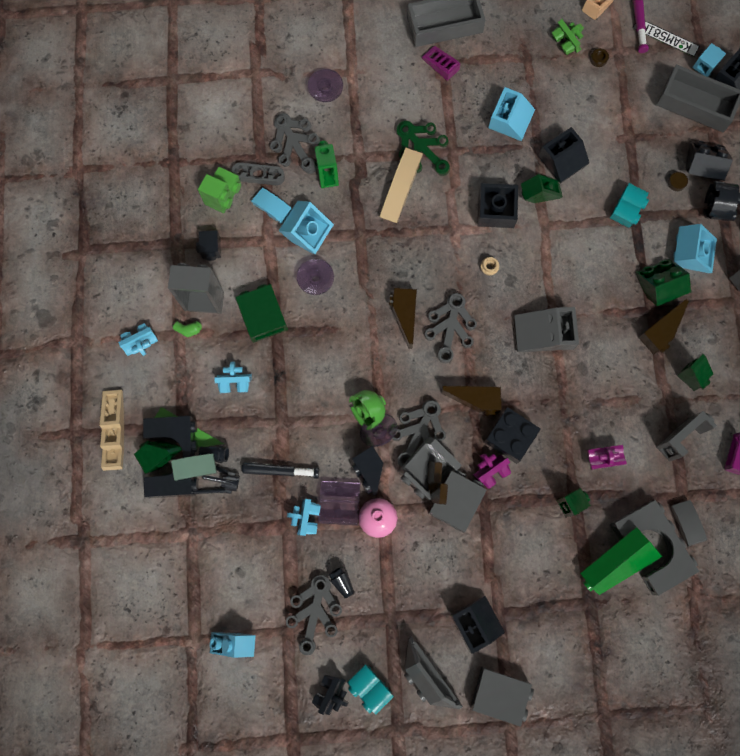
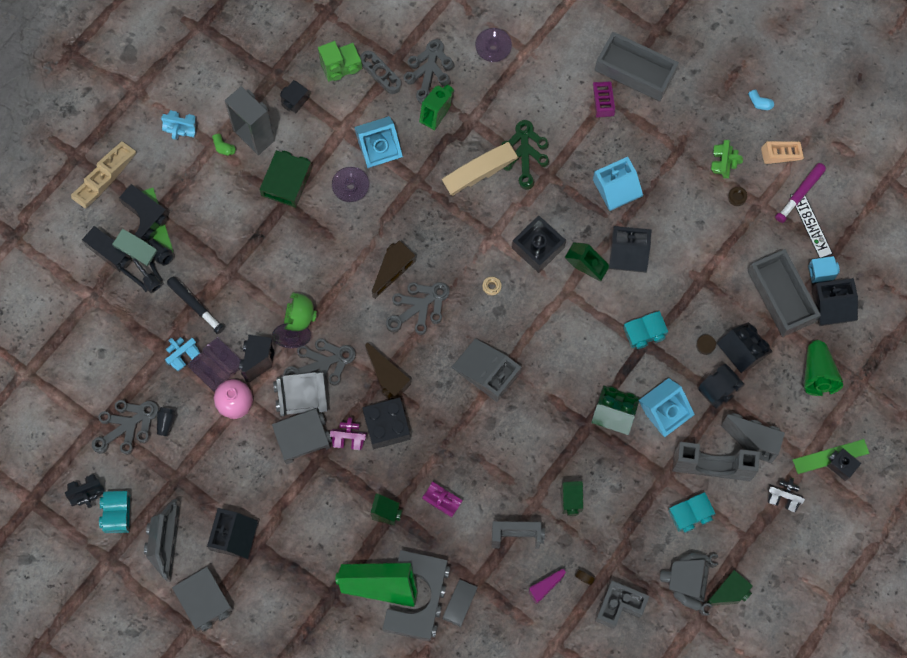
camera: 40 degrees right, 5 degrees down
(155, 455) = (116, 217): dark green slope -> none
(232, 644) = (49, 396): medium azure slope -> none
(241, 379) = (226, 215): medium azure hips -> none
(271, 205) = (368, 104): medium azure slope -> none
(437, 489) = (294, 407): dark brown tile -> none
(664, 331) = (577, 446): dark brown slope -> none

